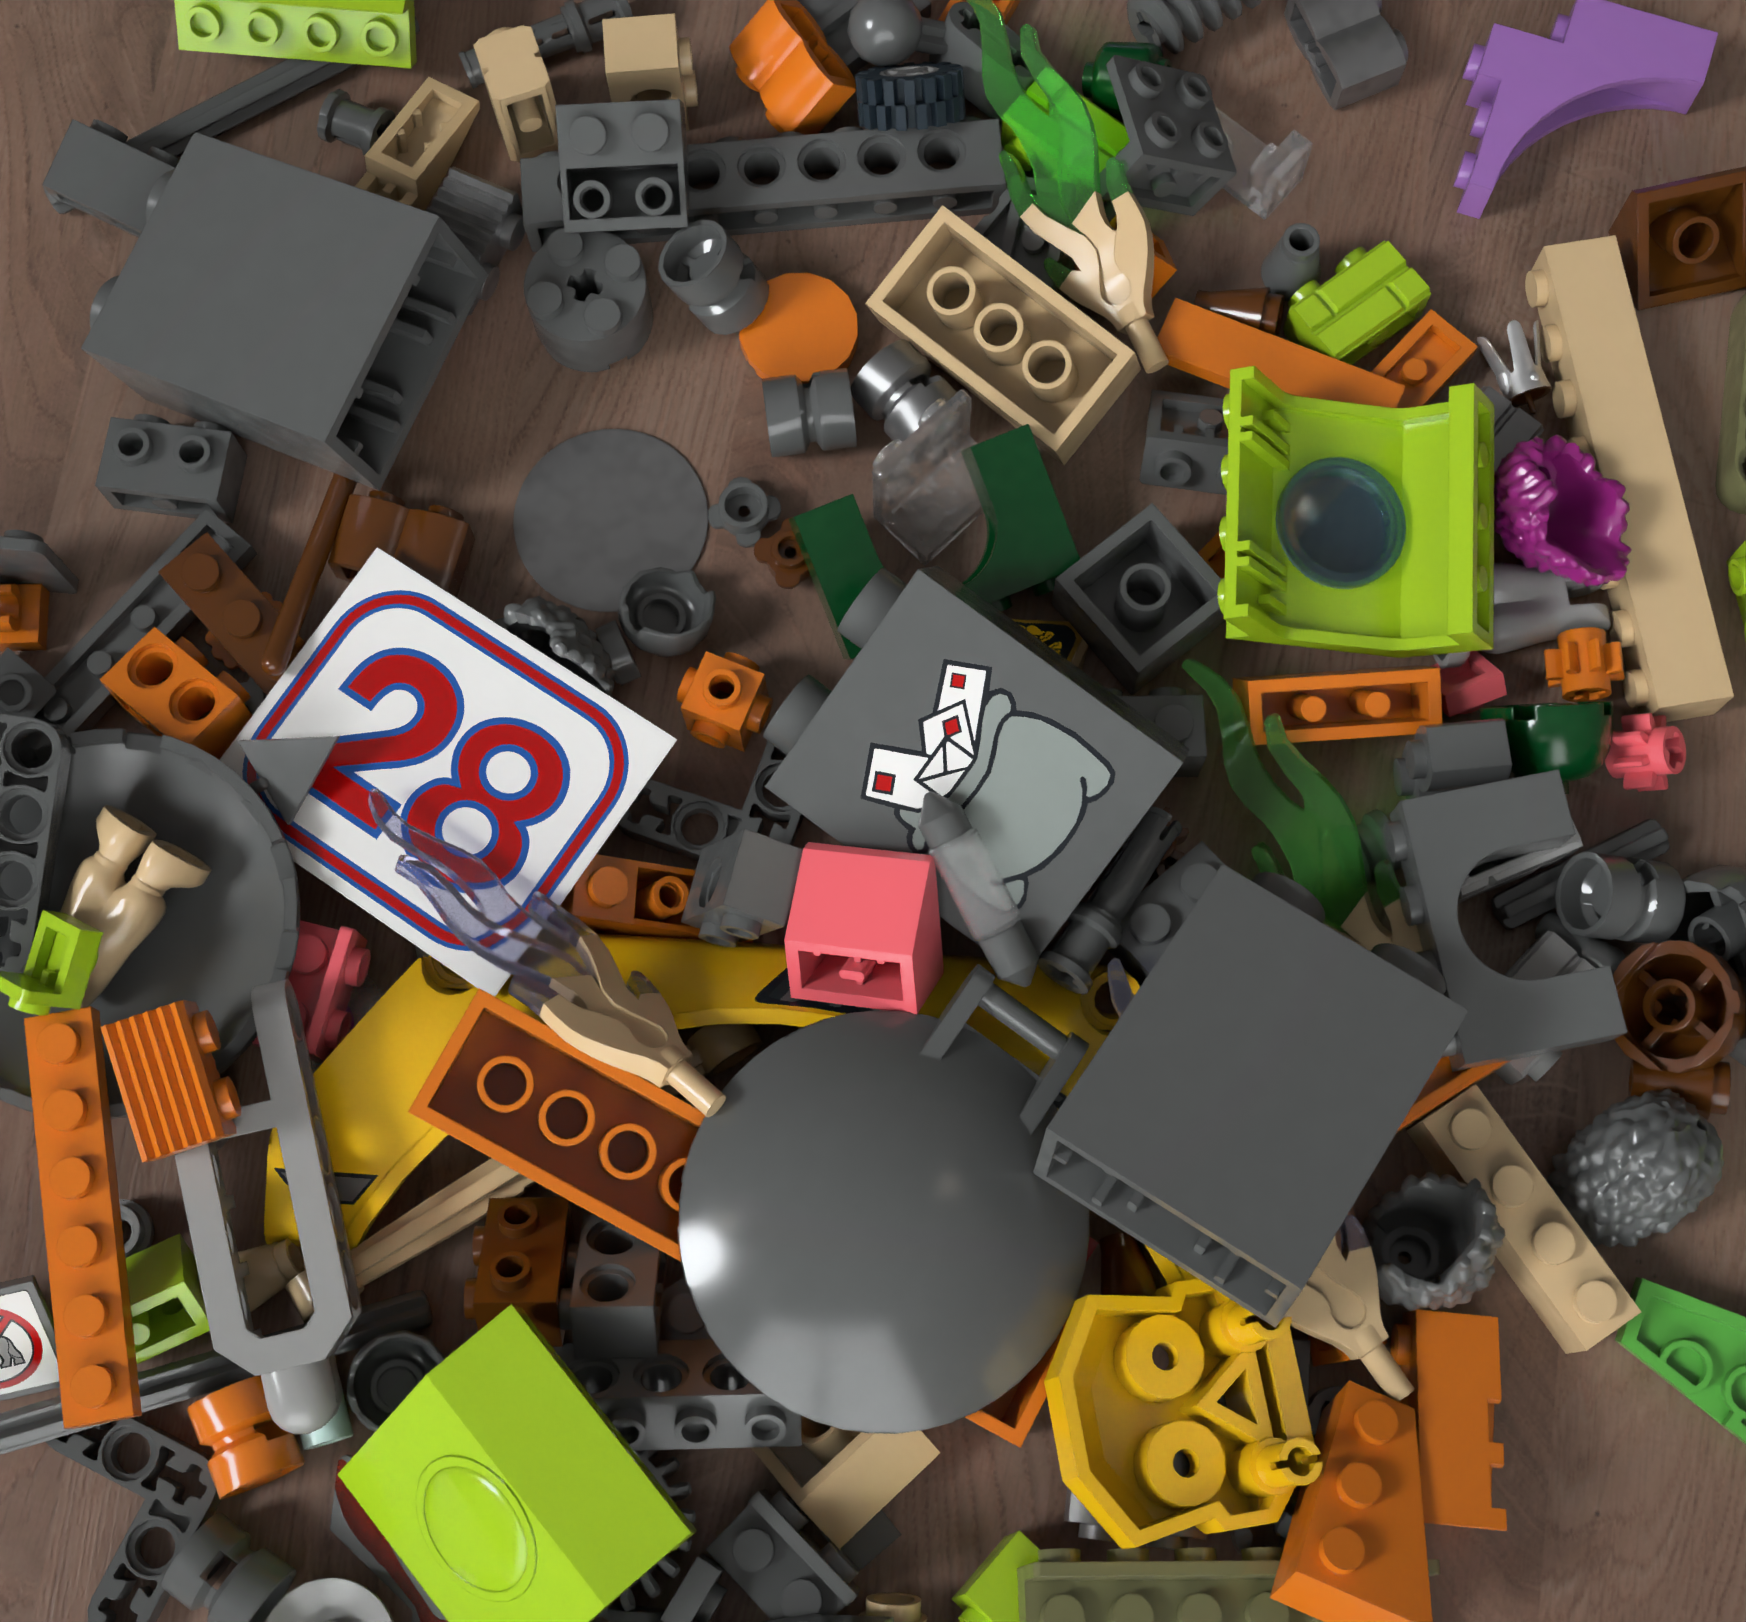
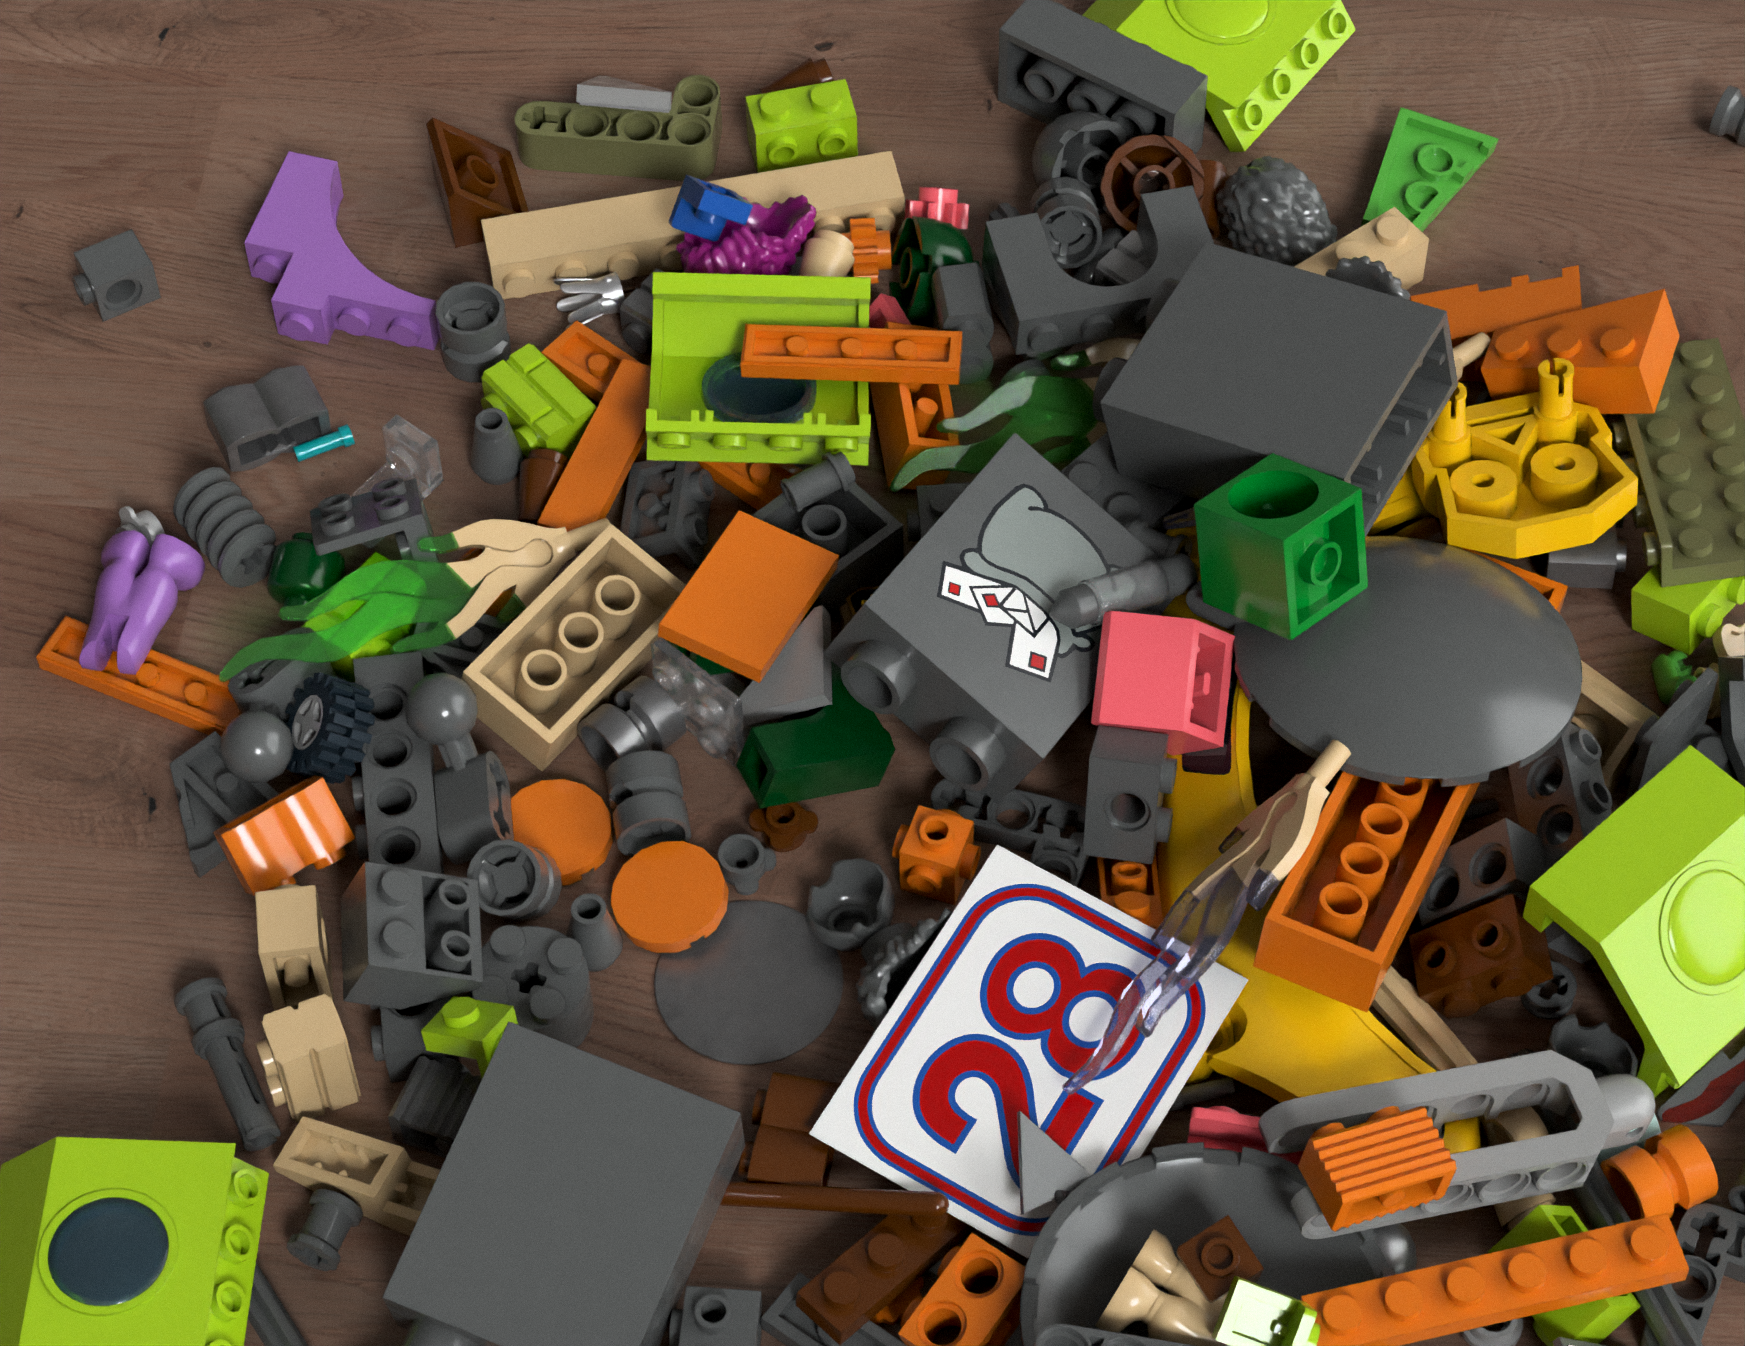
camera: 95 degrees left, 20 degrees down
(148, 937) = (1216, 1257): none -> reddish brown bracket
(513, 232) = (468, 1029): none -> lime bracket
(658, 360) = (594, 931): none -> dark grey cone
(704, 437) = (669, 896): none -> orange tile
(834, 238) = (473, 787): none -> dark grey beam
(909, 1566) = (1669, 673): none -> bright green arm
(934, 539) = (798, 677): none -> light grey tile
(937, 1084) = (1281, 545): none -> green brick
(1026, 493) = (748, 596): none -> orange tile
(1187, 574) = (818, 481): none -> dark grey pin
(1327, 118) = (325, 443): none -> teal piece
(1381, 622) = (851, 354): none -> orange tile
(1457, 235) = (472, 329): none -> dark grey wheel
(1533, 602) = (827, 255): none -> tan cone
(1590, 455) = (706, 207): none -> blue bracket

